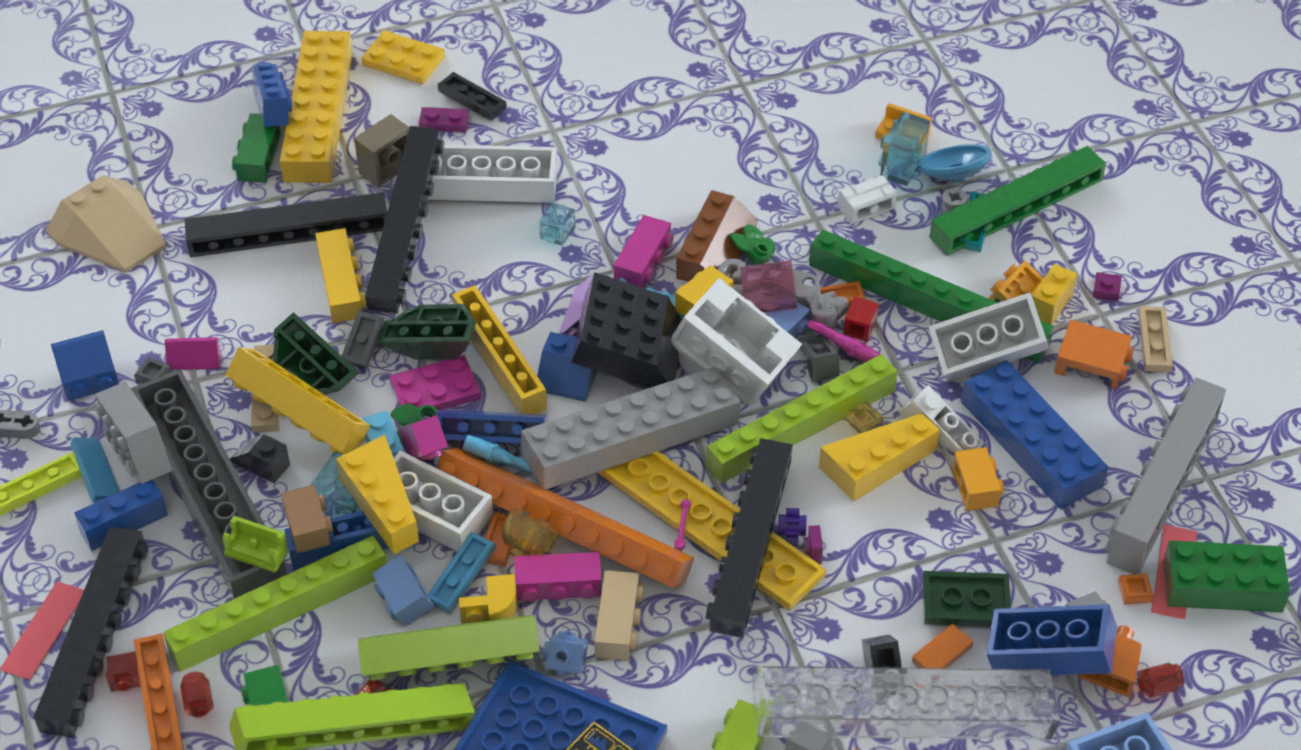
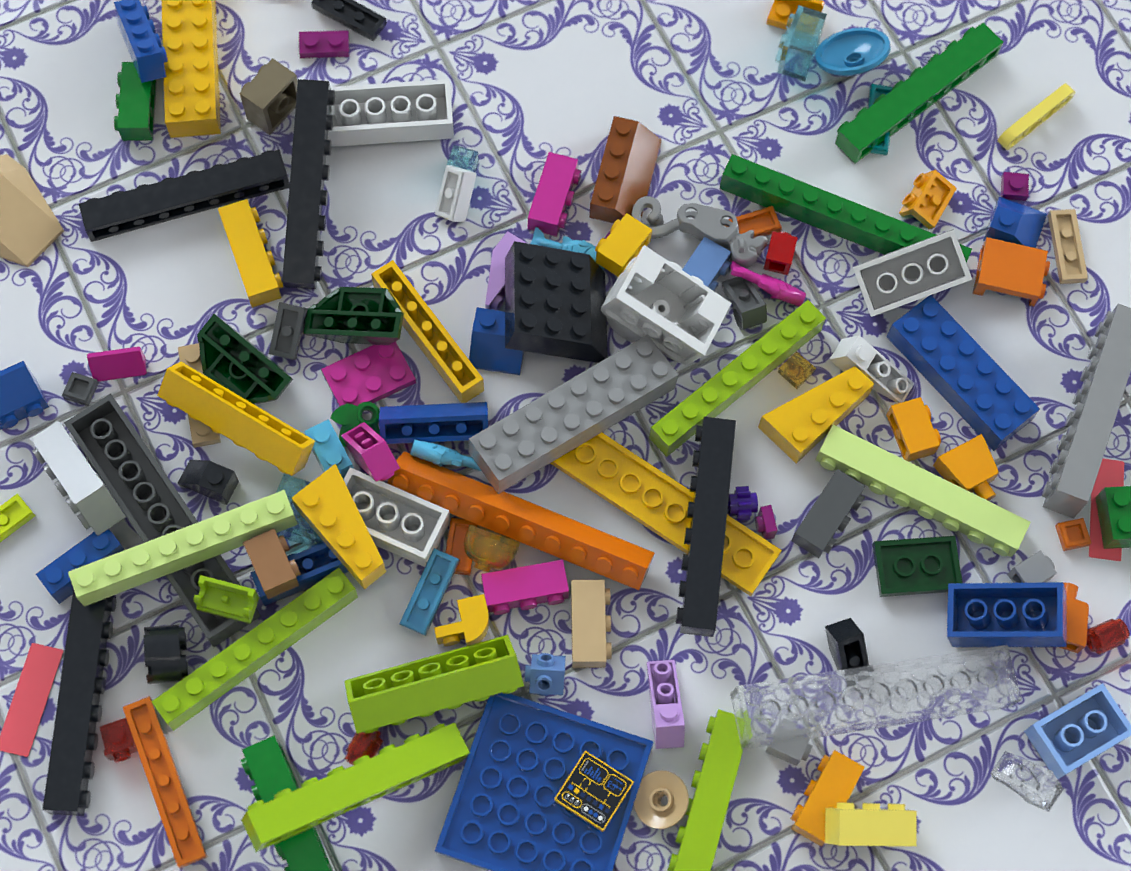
camera: 10 degrees left, 20 degrees up
(94, 468) = (45, 513): dark azure tile -> none
(185, 593) = (164, 653): none -> black brick
(196, 694) = (196, 760): clear red brick -> none
(218, 496) = (181, 548): none -> yellowish green brick
(402, 590) = (376, 621): medium blue brick -> none
(547, 243) = (455, 194): none -> white slope
(679, 543) = (637, 537): dark pink hinge -> none
(685, 696) = (665, 704): none -> lavender slope
(758, 248) = (663, 172): green plate -> none
(769, 286) = (688, 232): clear pink tile -> none
(866, 199) = (769, 105): white brick -> none
(879, 543) = (829, 514): none -> dark grey brick
(943, 649) = (900, 625): orange tile -> none
(953, 198) = (852, 107): light grey wheel -> none
(980, 533) = (923, 491): none -> yellowish green brick
(1030, 517) = (969, 467): none -> light orange torso
(1054, 293) = (964, 205): yellow brick -> none
(1104, 313) = (1015, 223): none -> blue slope
(1134, 229) = (1036, 116): none -> light yellow beam

